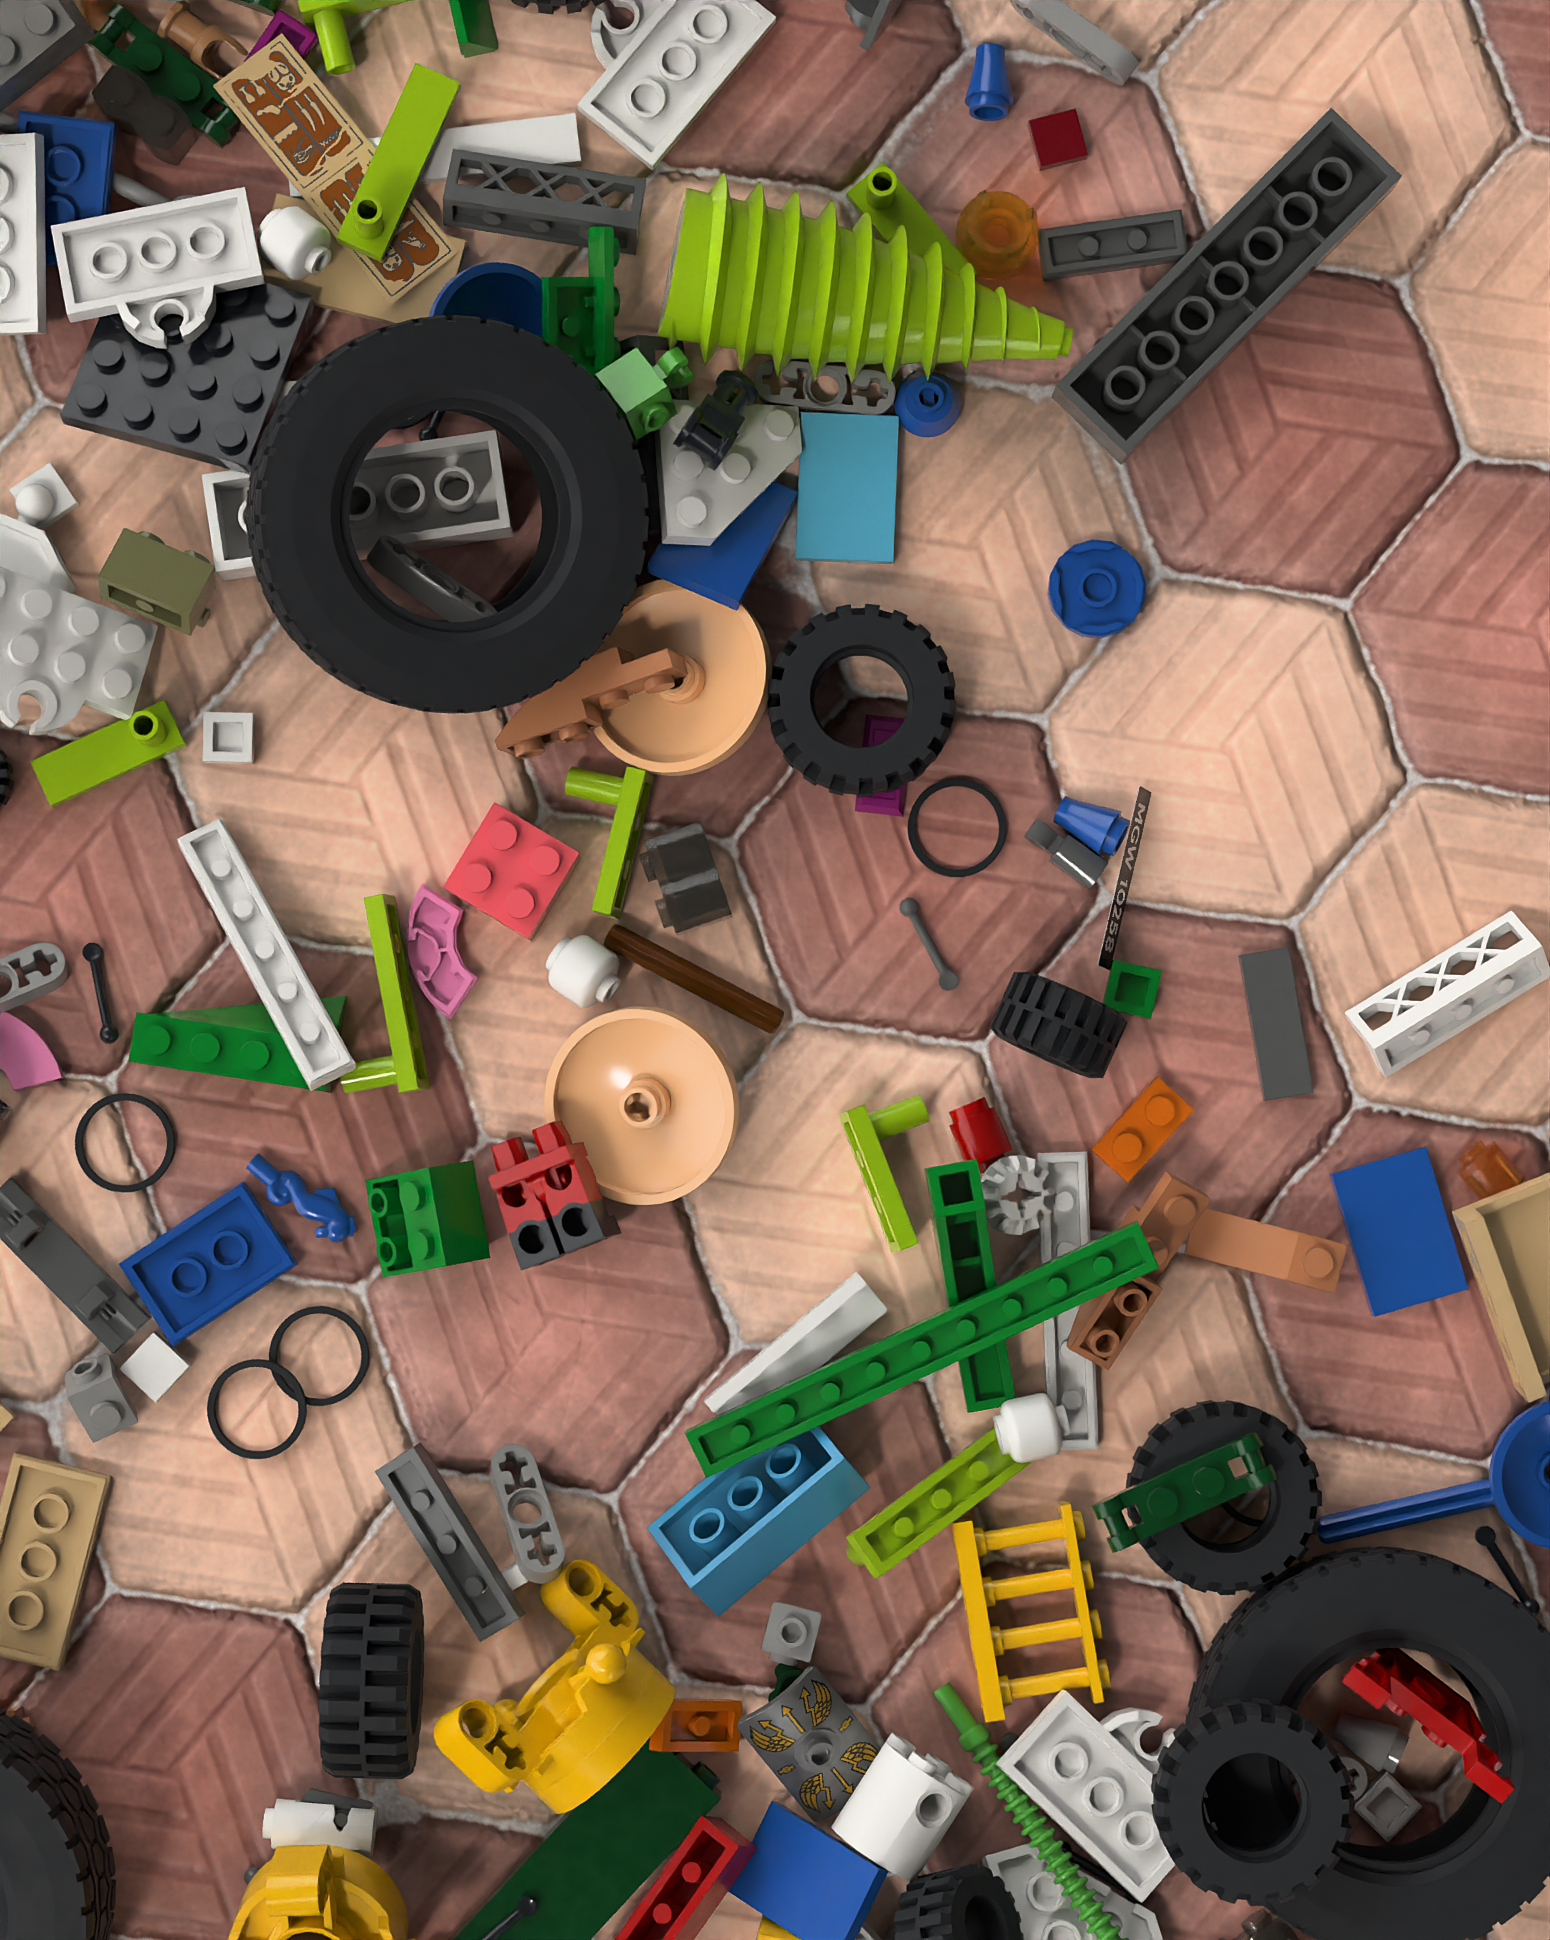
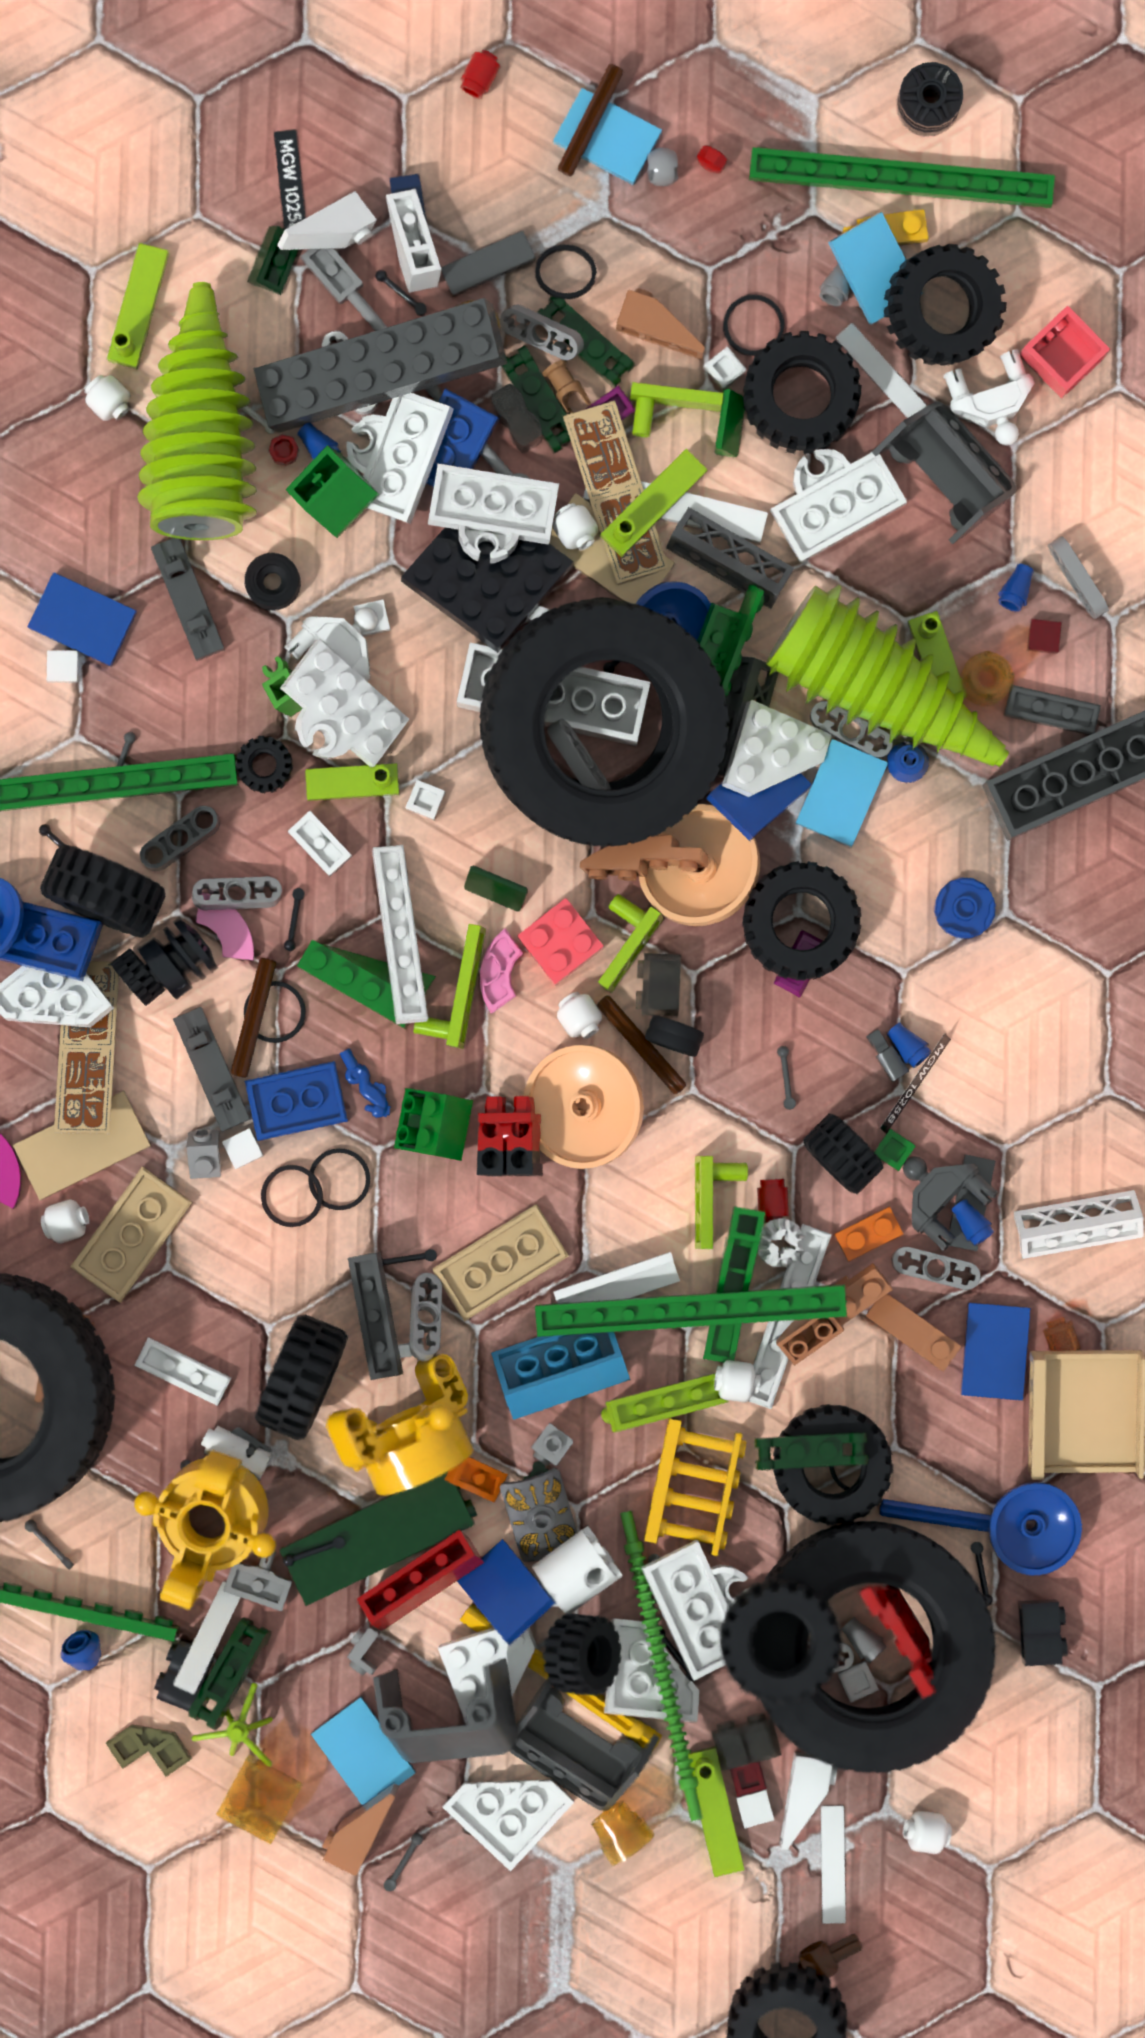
camera: 25 degrees right, 0 degrees up
(95, 864) = (319, 843): none -> white plate
(95, 1164) = (253, 1017): none -> reddish brown axle
(158, 581) = (421, 694): olive brick -> none
(194, 1736) = (183, 1371): none -> white tile
(385, 829) = (495, 888): none -> dark green slope
(498, 1417) = (429, 1255): none -> black hinge
(608, 1387) = (500, 1262): none -> tan tile
(643, 390) = (744, 692): bright green brick -> none
(715, 423) = (779, 727): black connector -> none
(737, 946) = (674, 1035): none -> black tyre
(962, 783) = (834, 988): black piece -> none
(1220, 1024) = (937, 1190): none -> dark grey connector
(1291, 1053) = (972, 1222): none -> blue cone
(1299, 1150) = (956, 1281): none -> light grey beam

